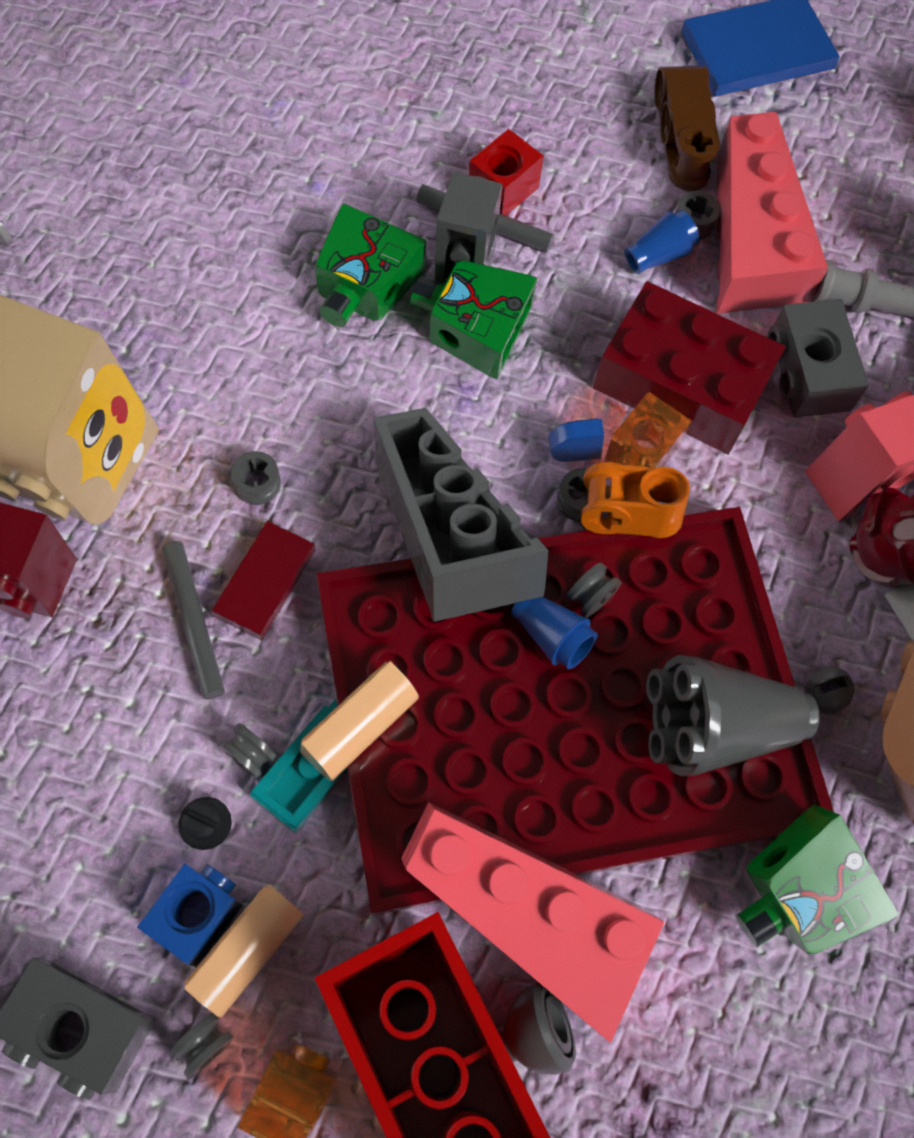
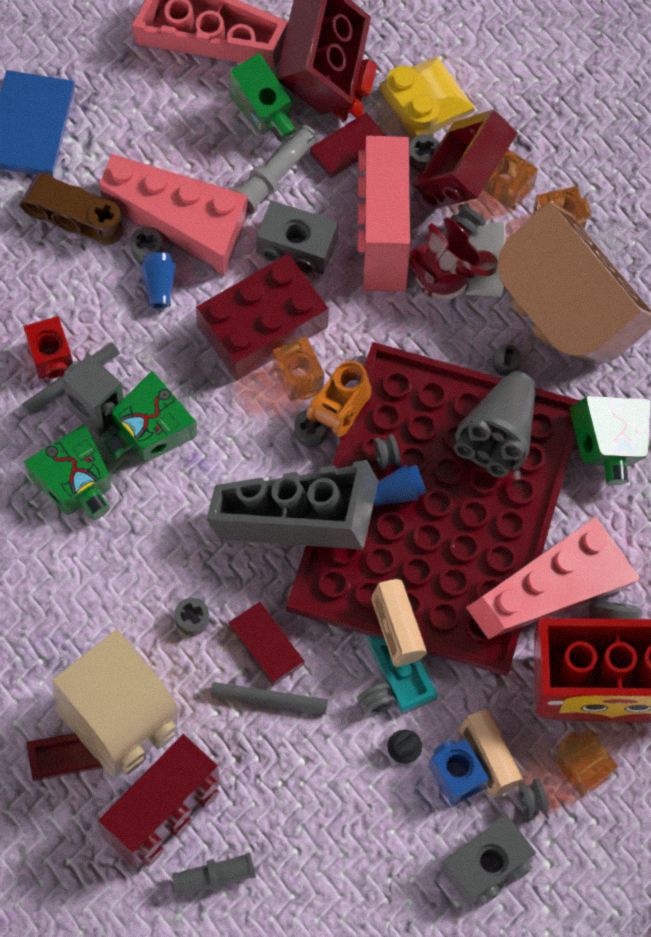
camera: 60 degrees left, 0 degrees up
(577, 440) = (275, 409): blue tile -> none

